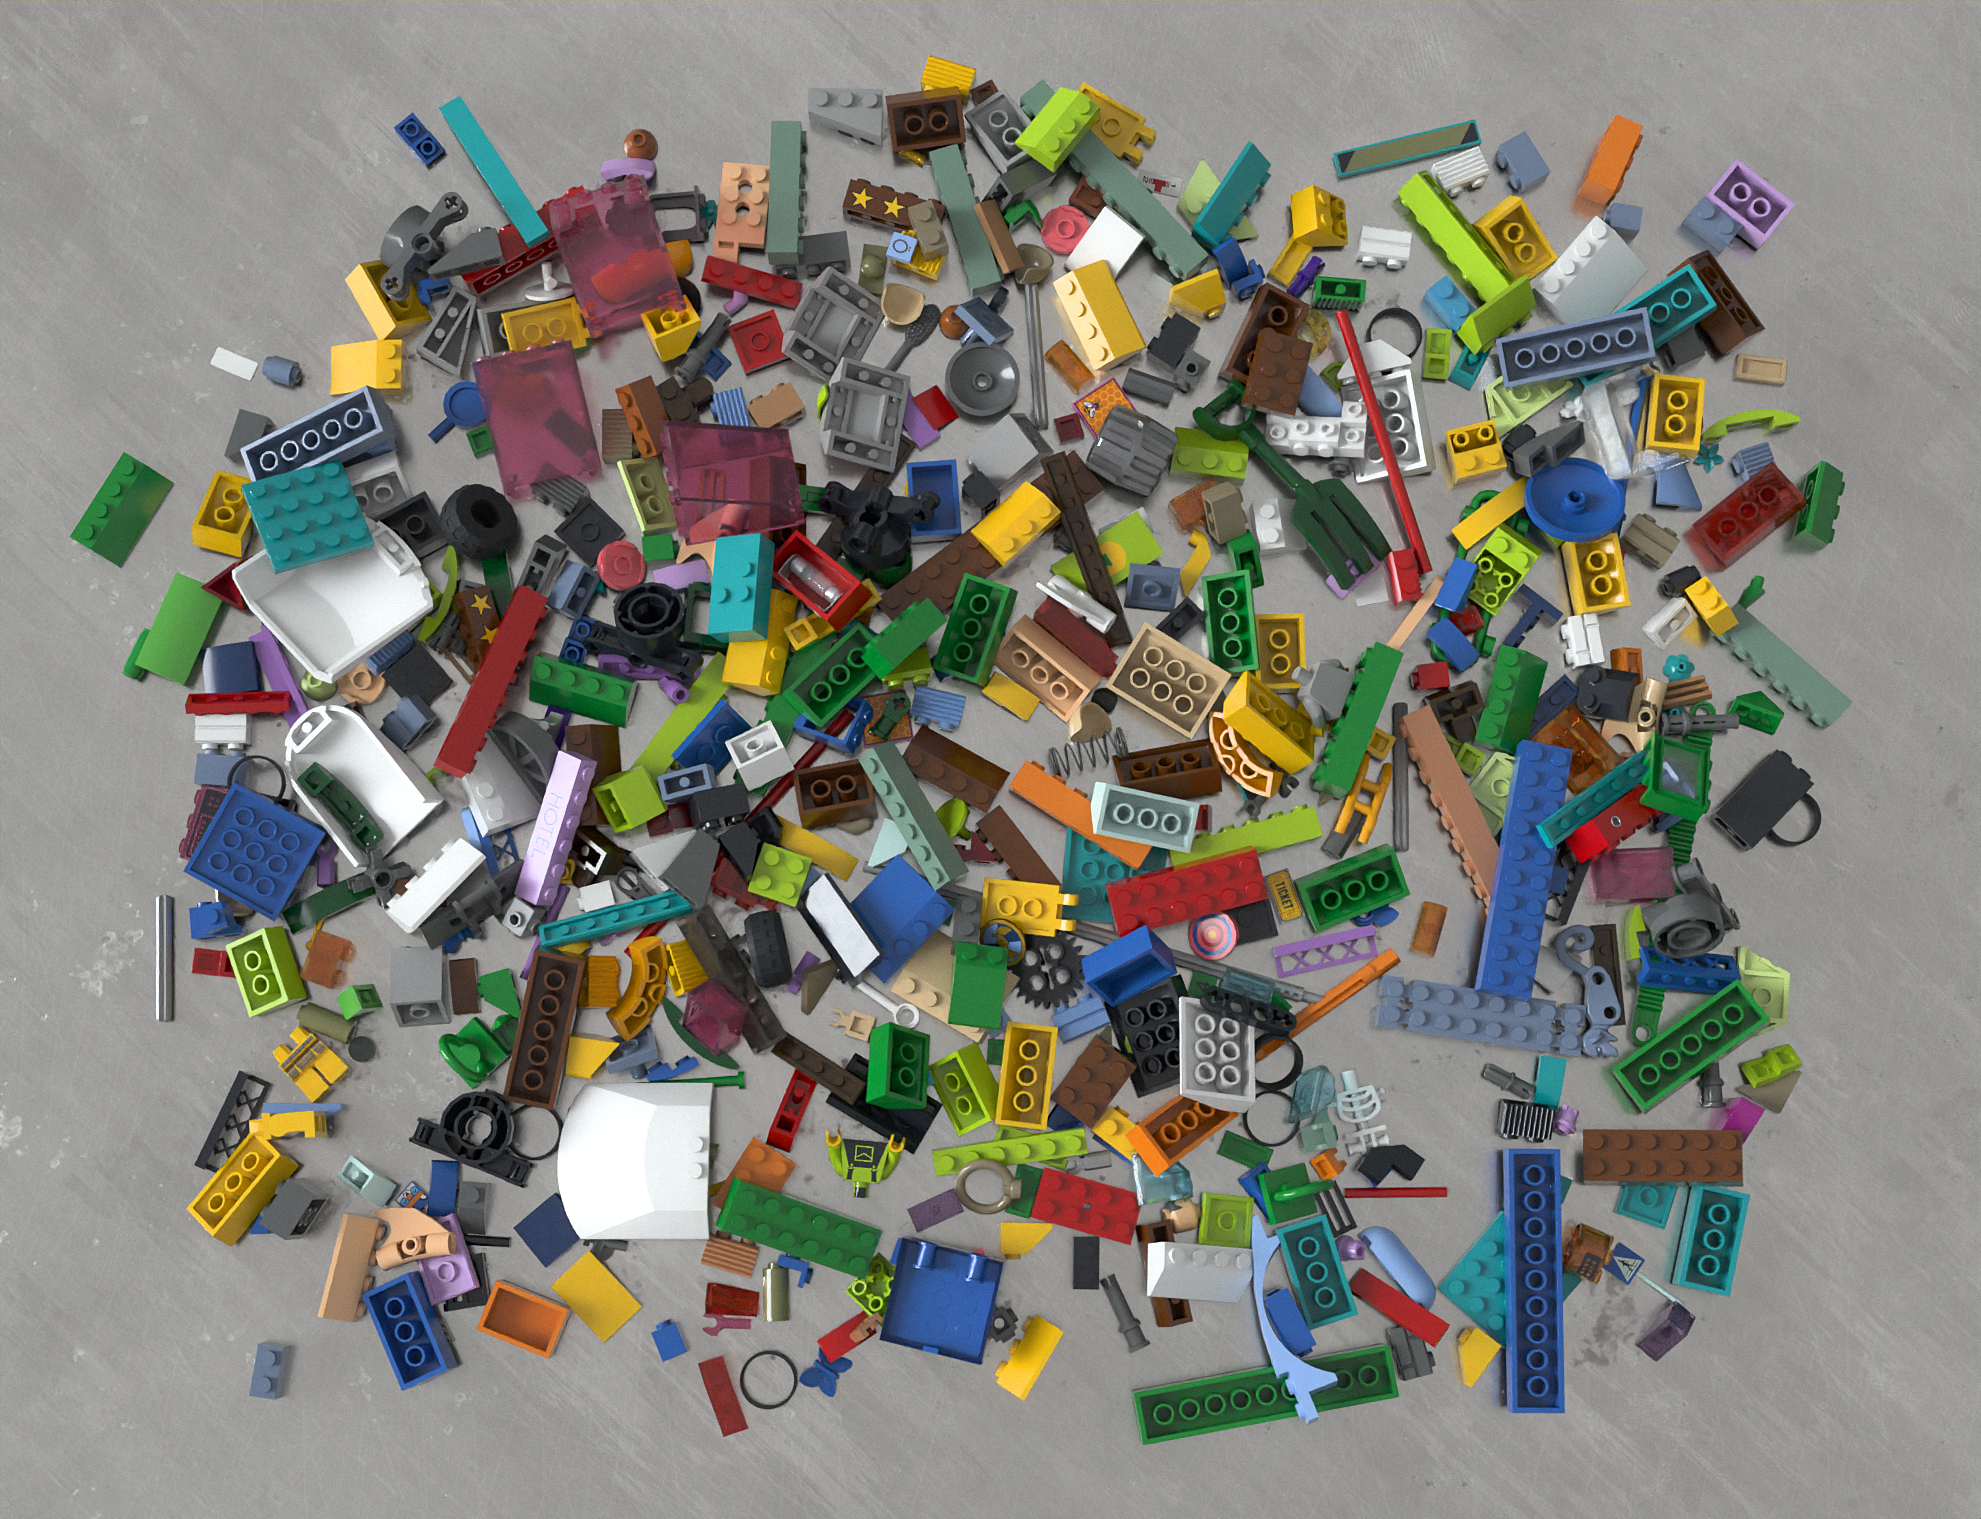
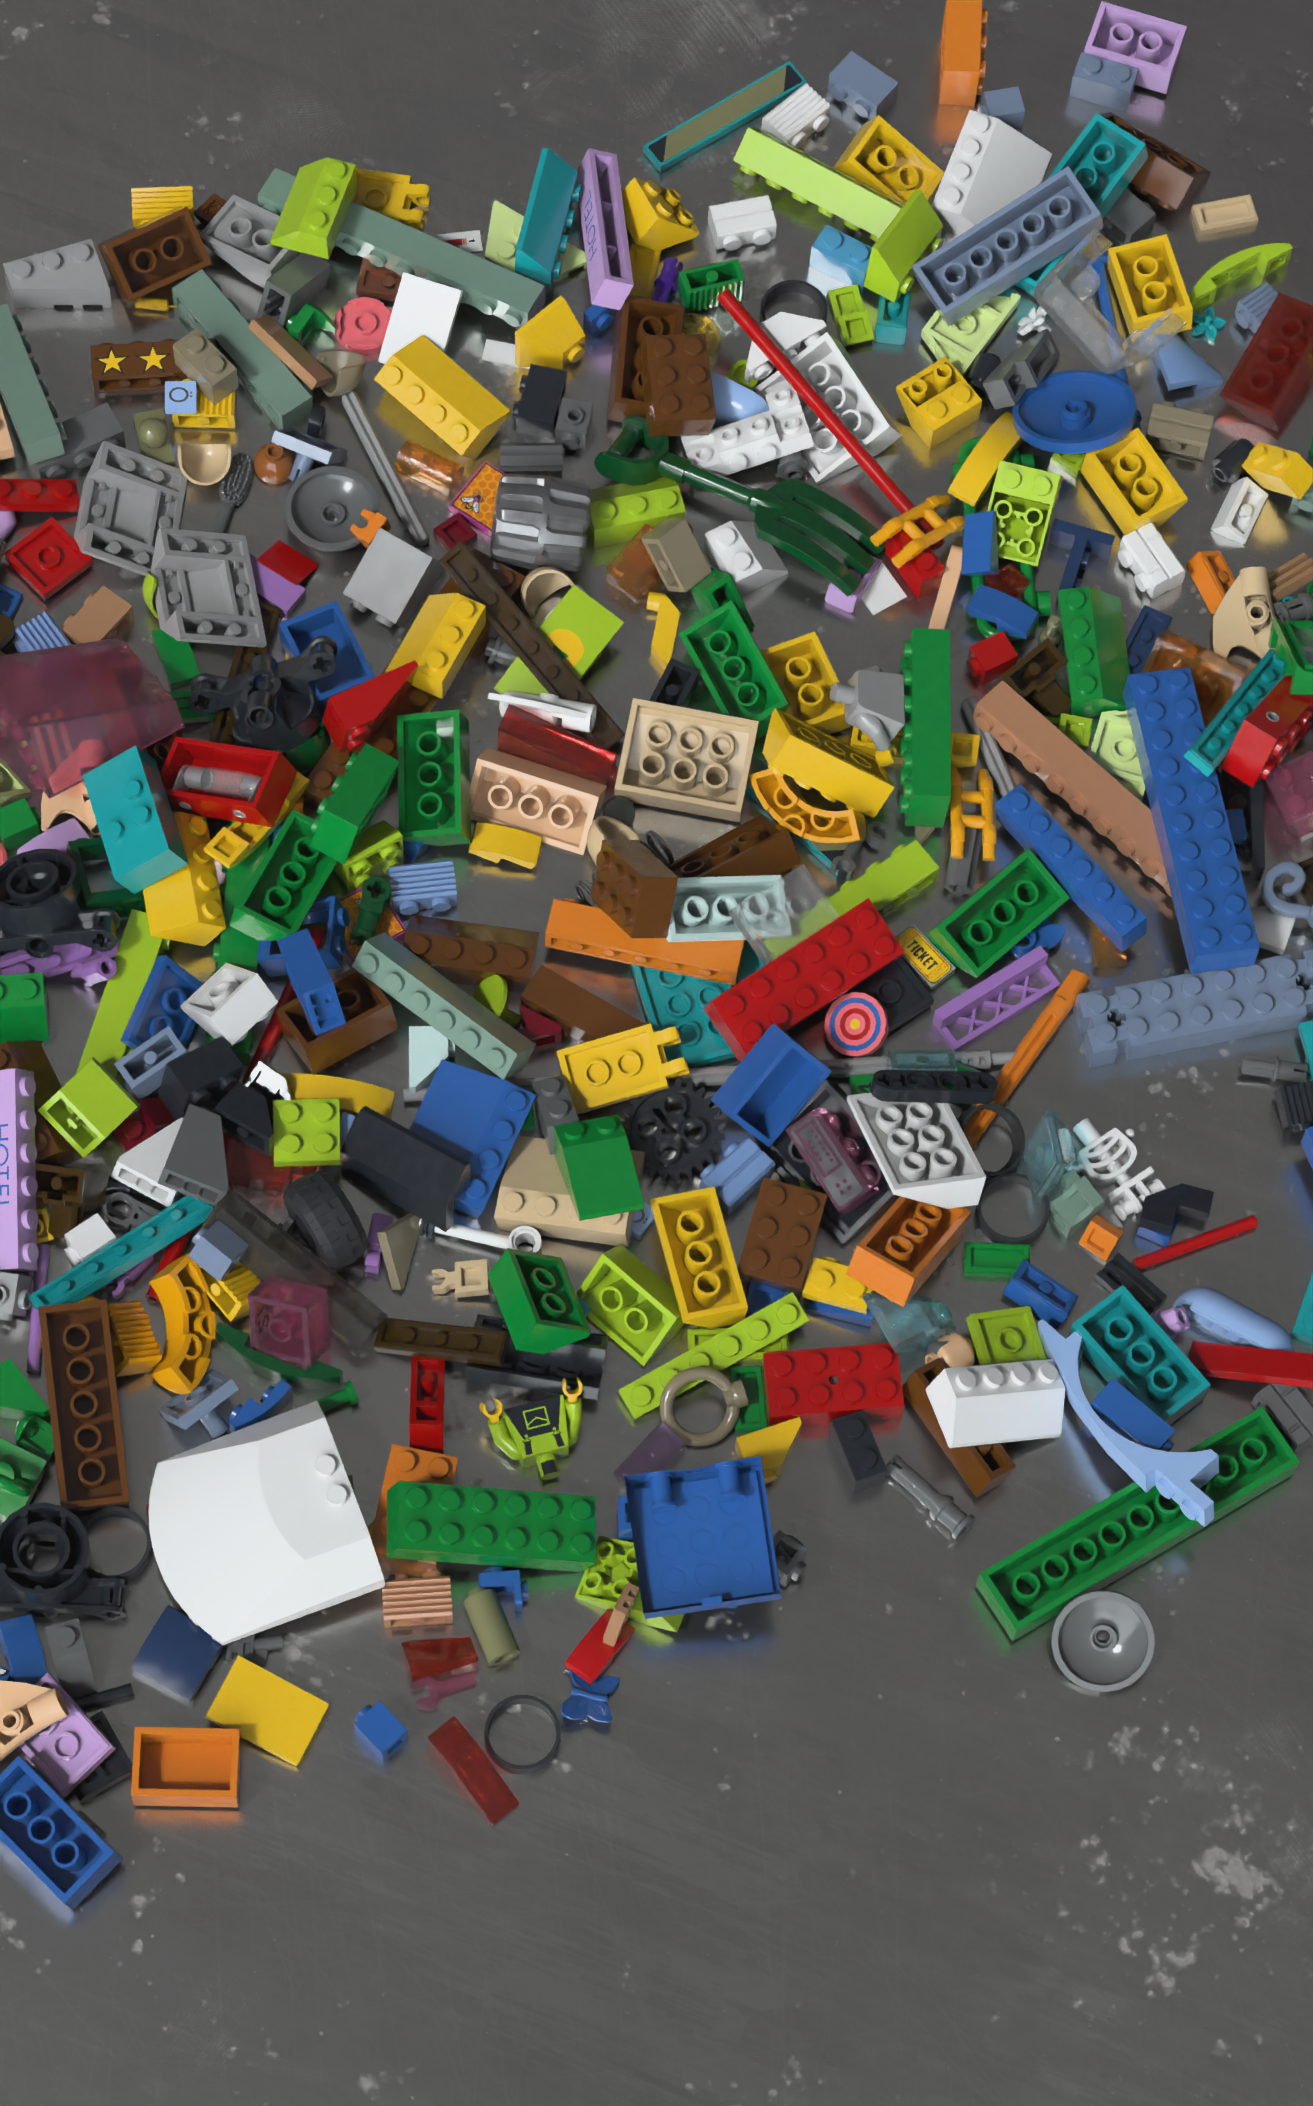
camera: 20 degrees left, 15 degrees down
(587, 1053) = (148, 1420): yellow slope -> none
(681, 946) = (217, 1249): none -> sand blue brick
(821, 766) = (311, 981): none -> blue window
(823, 465) = (175, 658): none -> green tile
(856, 826) = (377, 1054): dark tan arm -> none
(934, 565) = (359, 711): none -> red slope
(980, 494) = (380, 631): black brick -> none
(995, 1051) = (650, 1251): green tile -> none
(1004, 934) = (609, 1101): shield -> none
(1006, 408) = (375, 521): none -> orange tile
(1028, 1356) = (833, 1583): yellow slope -> none
(1084, 781) = (634, 888): none -> reddish brown brick
(1090, 1161) = (817, 1332): light grey bar -> none
(1113, 496) = (541, 584): none -> tan helmet
(1152, 586) = (624, 665): sand blue tile -> none
(1152, 1040) = (833, 1159): none -> brick
(1190, 837) = (783, 914): none -> clear tile
(1201, 1483) = (1109, 1662): none -> dark grey dish
(1231, 261) = (572, 287): blue slope -> none
(1273, 220) = (604, 229): none -> lavender brick
(1290, 1193) = (1070, 1283): green tile -> none
(1413, 569) = (920, 539): none -> light orange piece
(1419, 873) = (1071, 868): none -> blue brick
(1483, 673) = (1051, 631): none -> olive piece
(1606, 693) = (1201, 605): black slope -> none
(1672, 667) = (1271, 555): teal plant -> none

